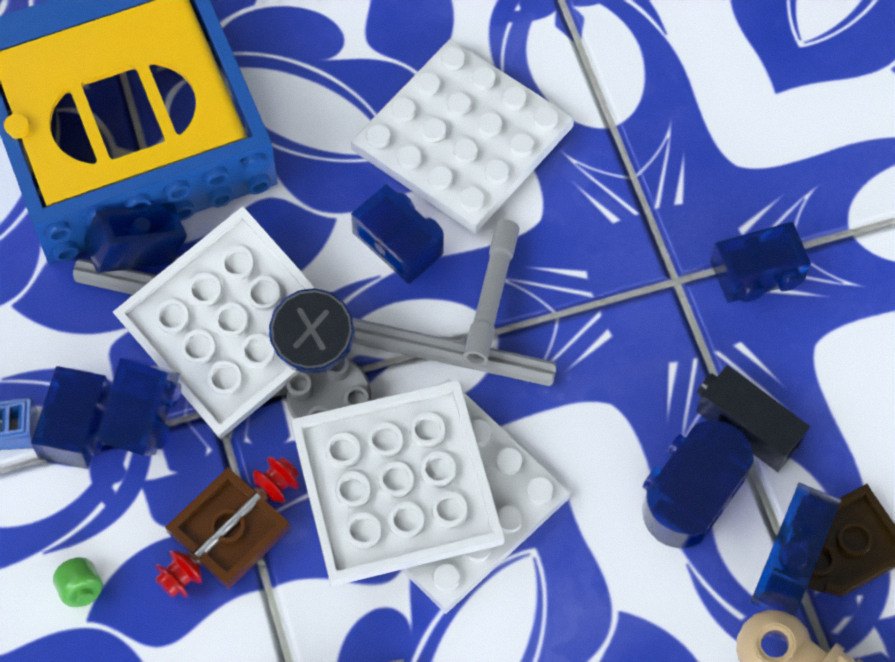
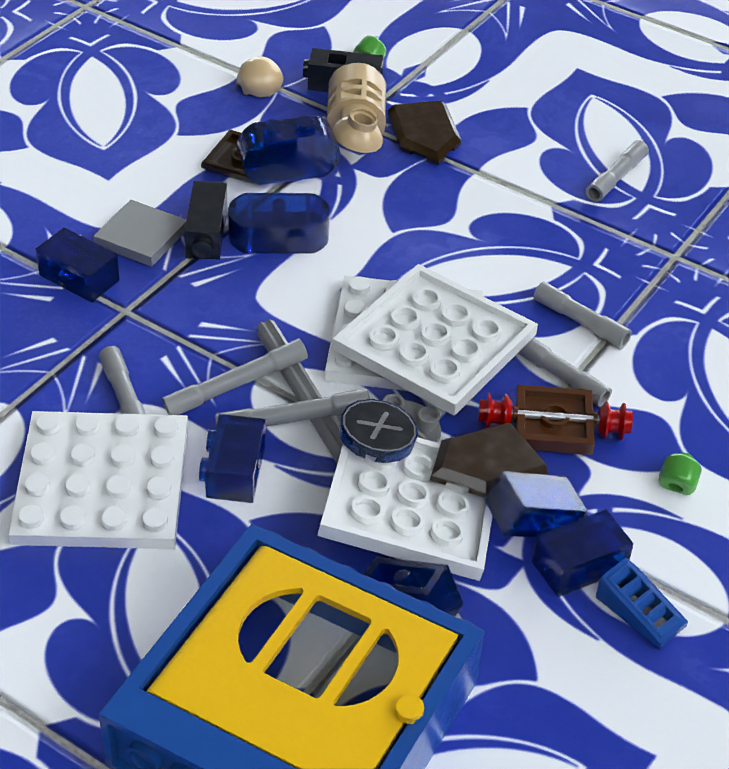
camera: 130 degrees left, 20 degrees down
(220, 412) = (482, 456): none -> dark brown tile
(255, 598) = (544, 357): none -> light grey piece
(381, 333) = (303, 410): none -> light grey piece
(581, 216) = (118, 376): none -> light grey piece
(785, 356) = (141, 232): none -> light grey tile

